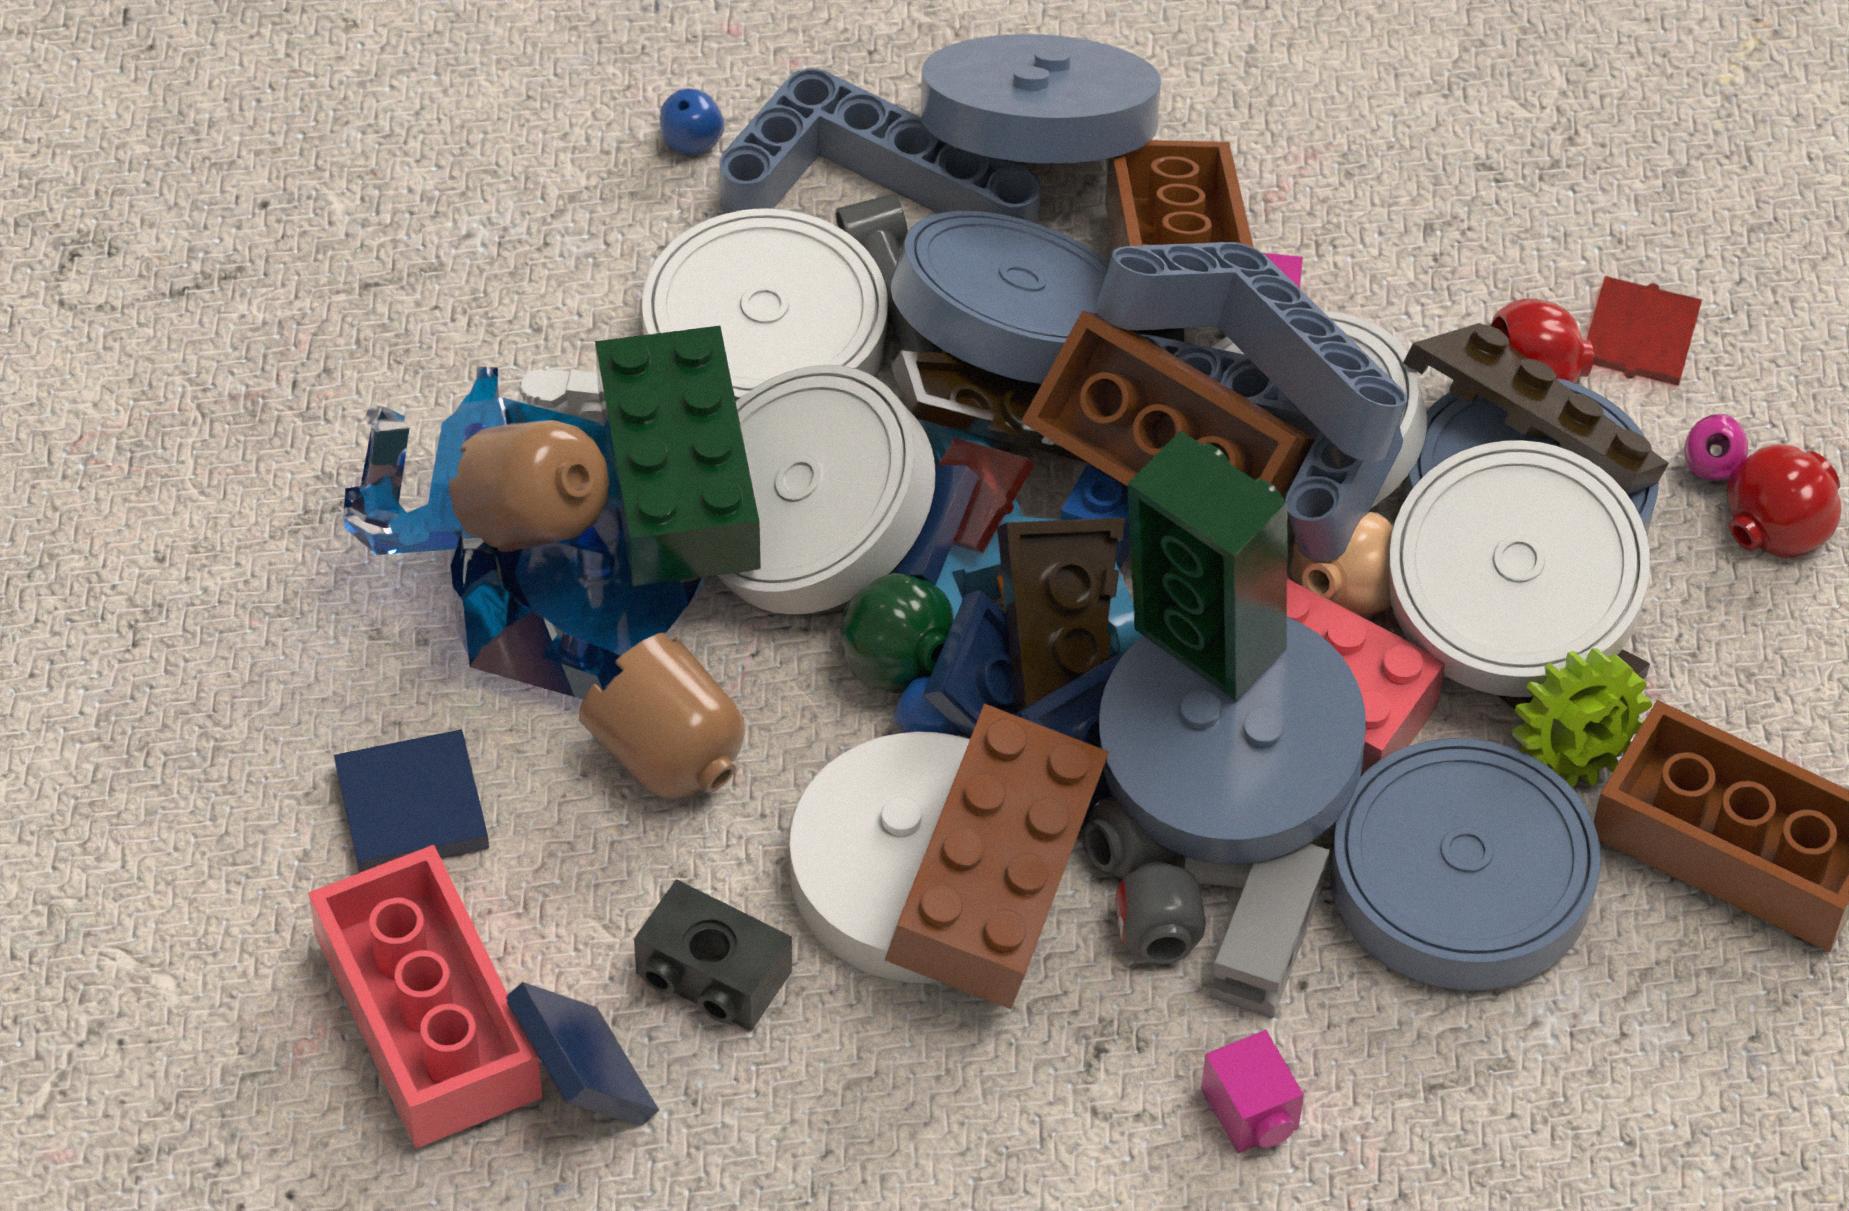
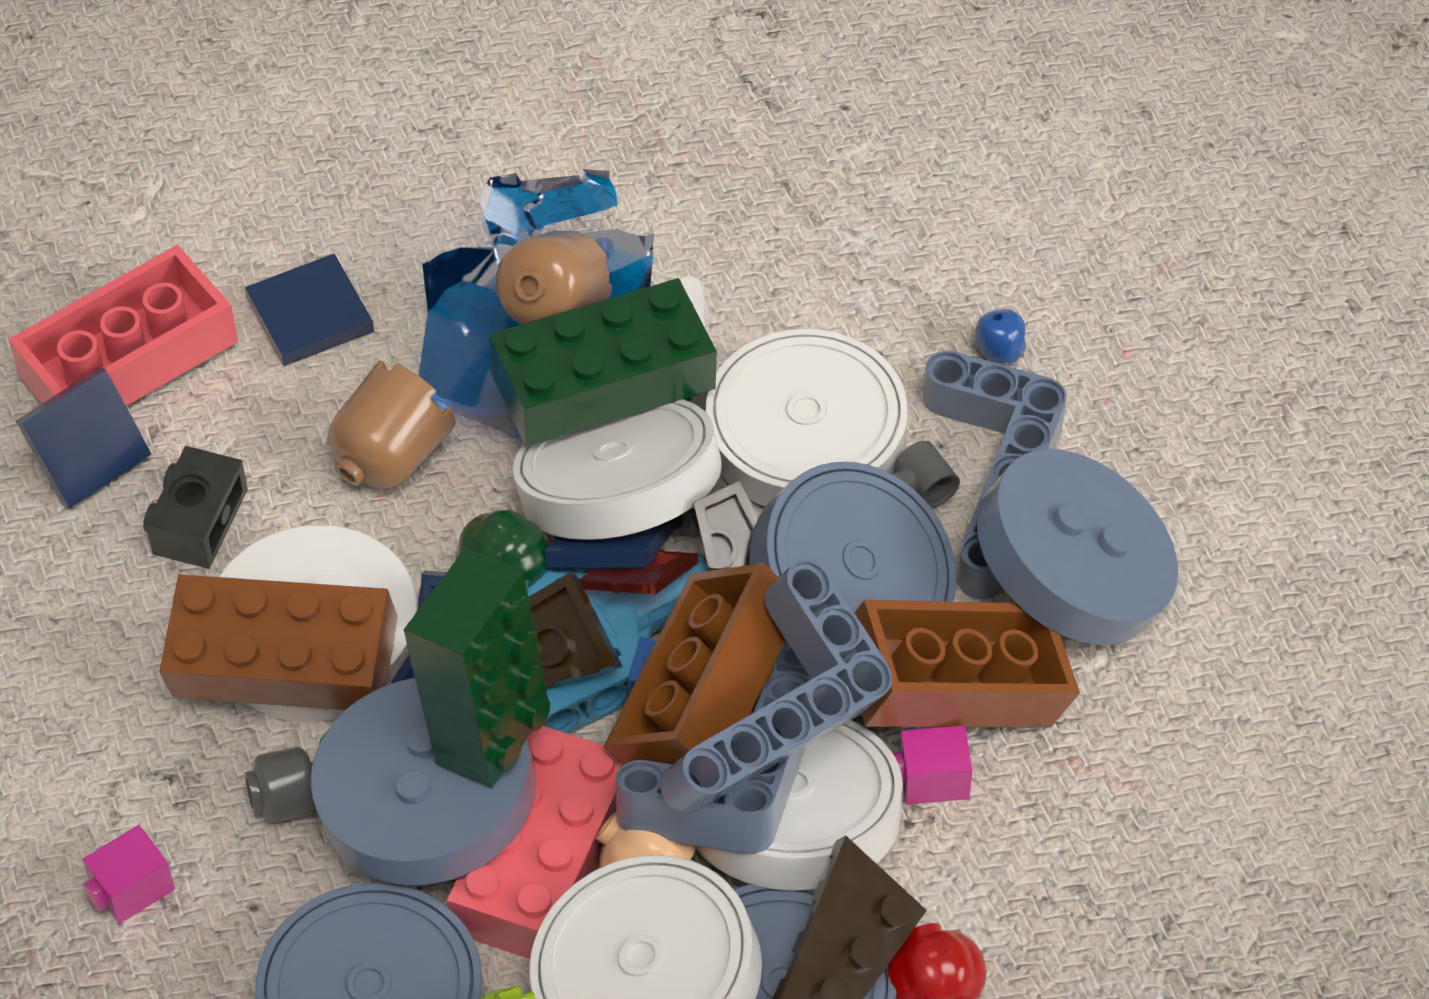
camera: 80 degrees right, 0 degrees up
(1268, 929) = (278, 861): light grey piece -> none

